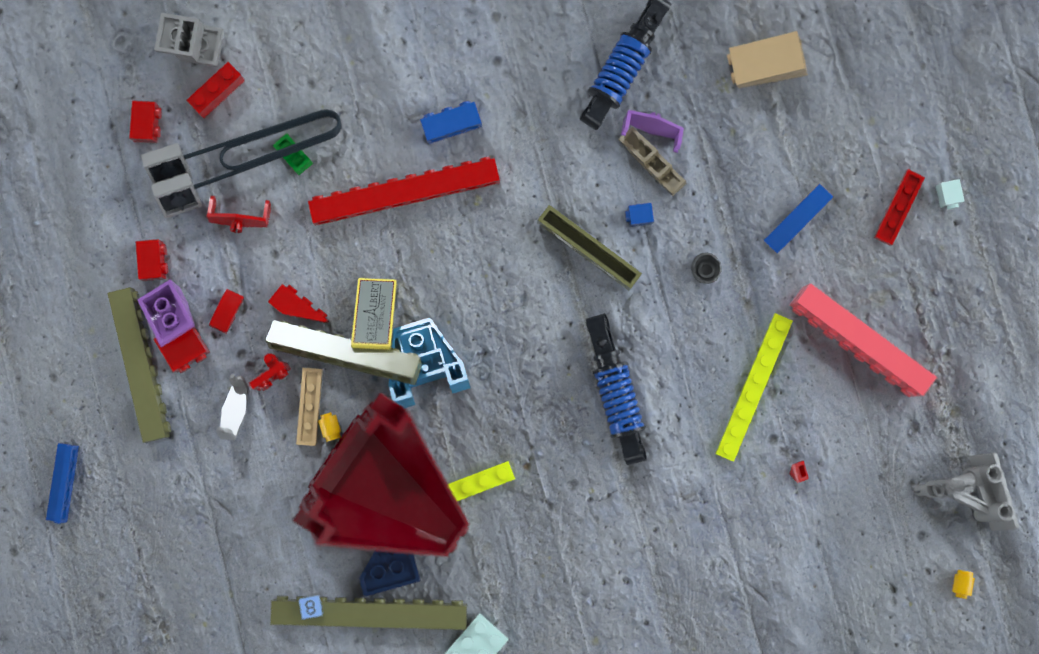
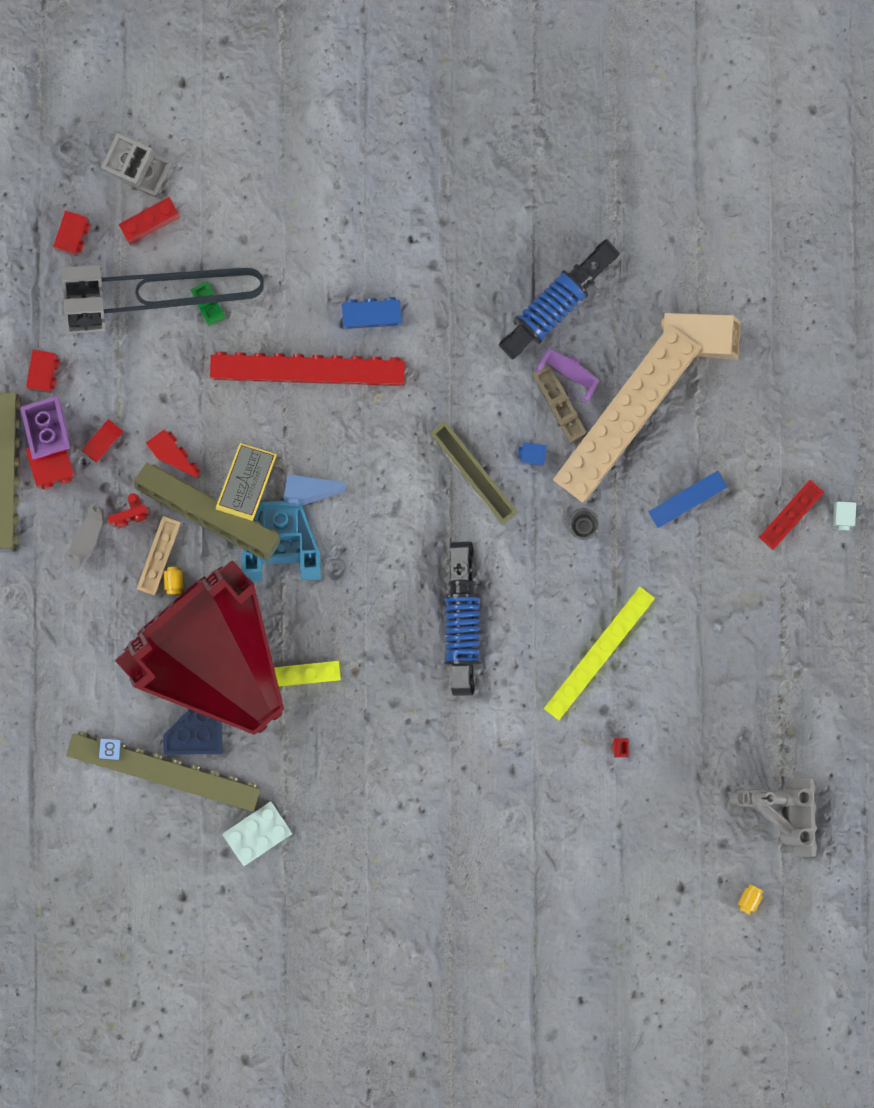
camera: 20 degrees right, 0 degrees up
(237, 221) = (136, 355): red piece -> none
(435, 305) = (307, 490): none -> medium blue slope
(719, 152) = (627, 413): none -> tan plate
(862, 341) = (715, 635): coral brick -> none

